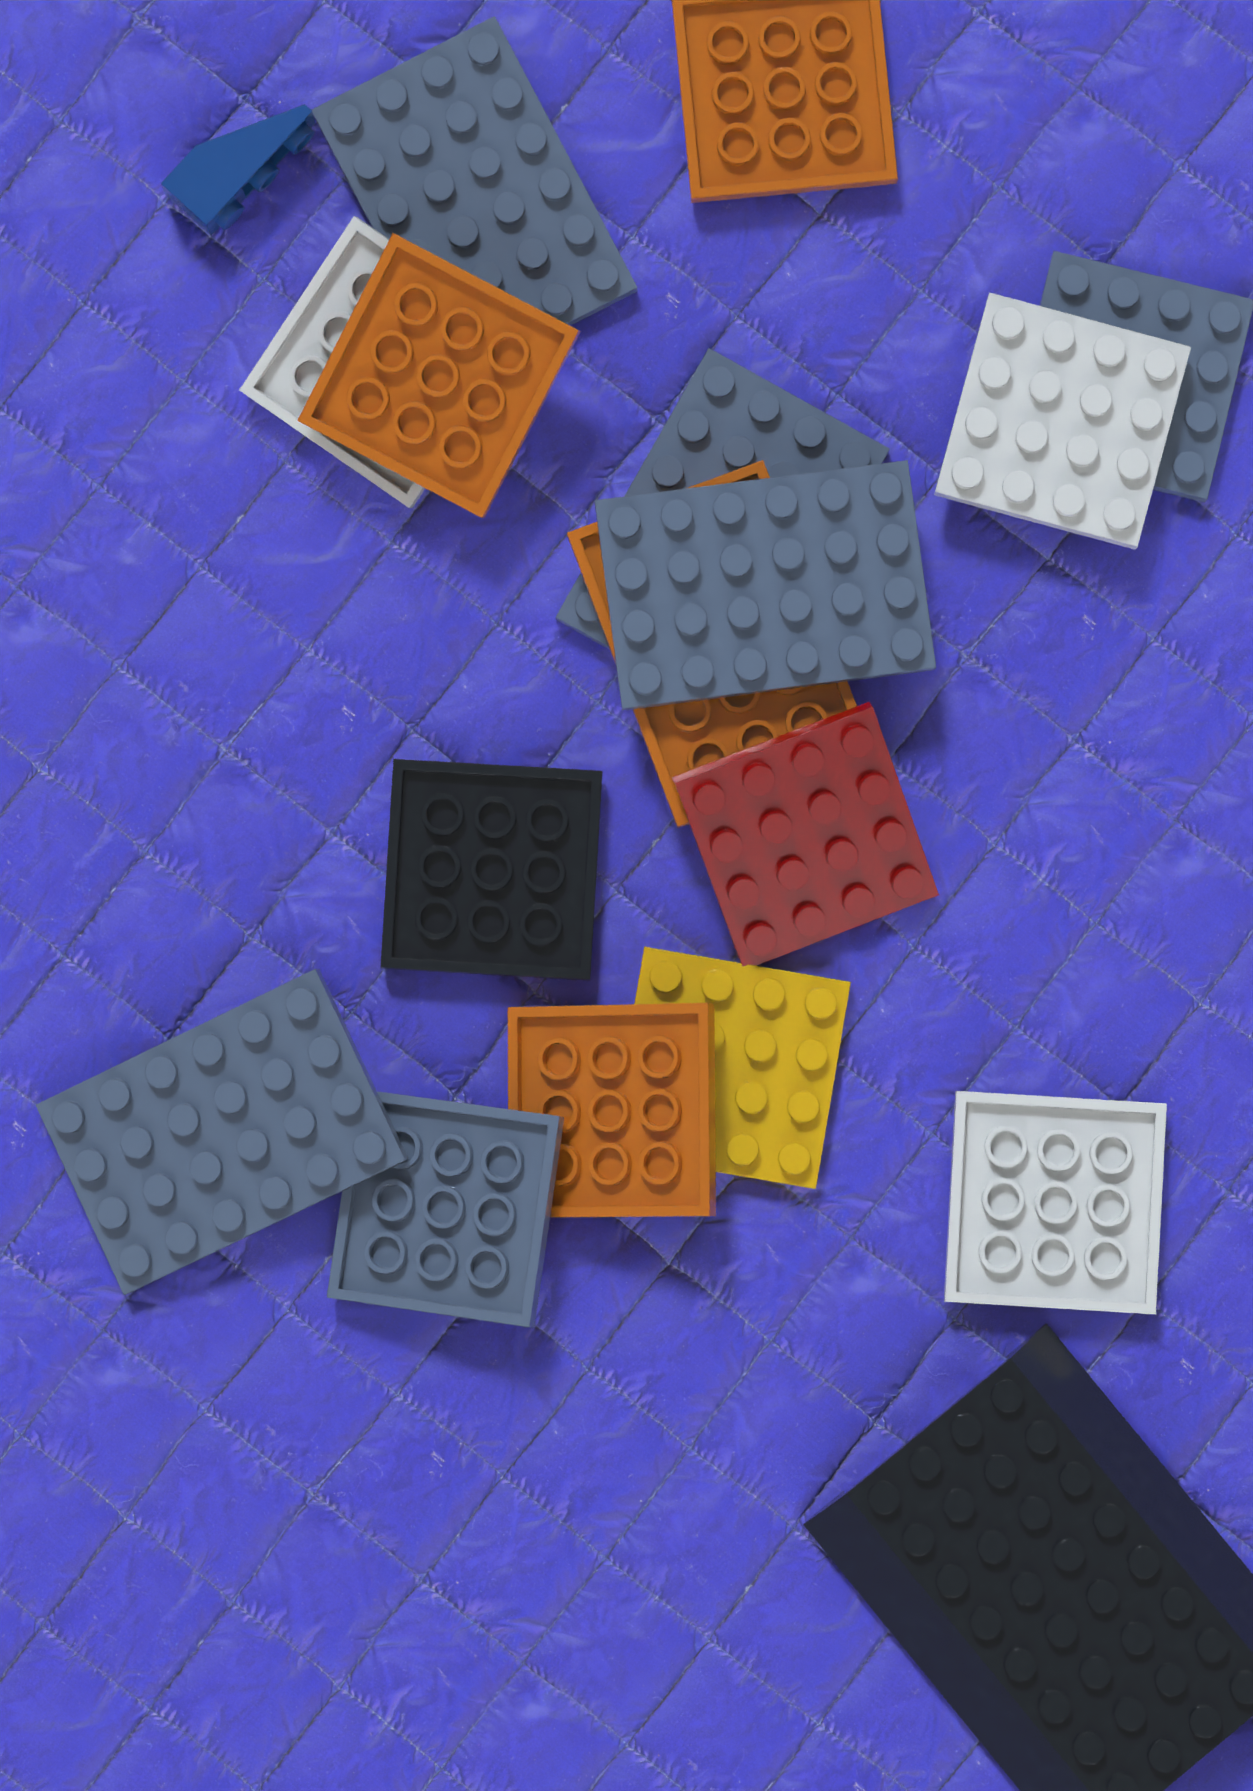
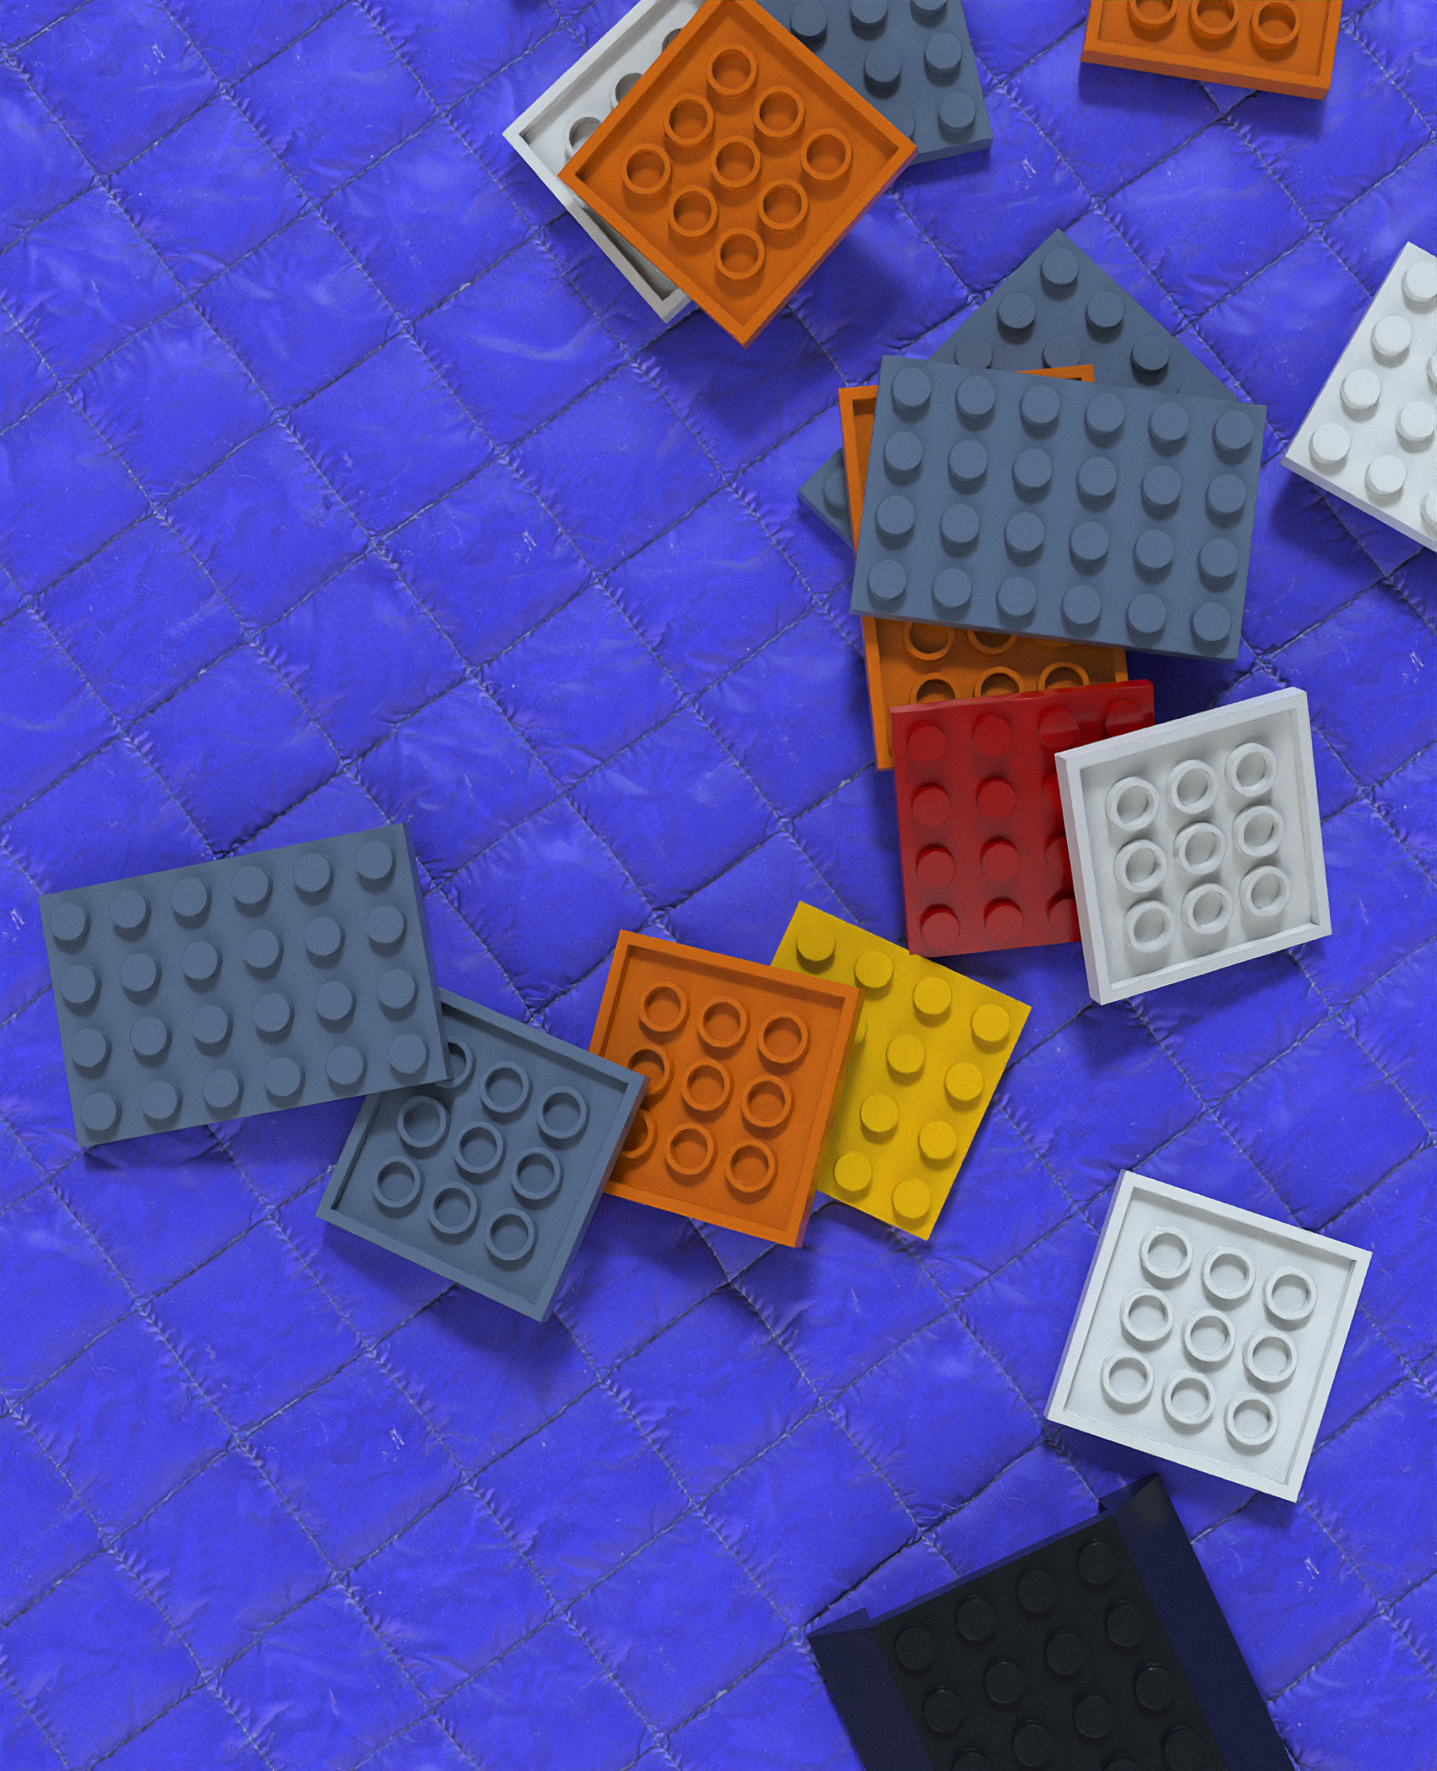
camera: 15 degrees right, 0 degrees up
(491, 869) = (644, 763): black plate -> none
(941, 821) = (1195, 844): none -> white plate

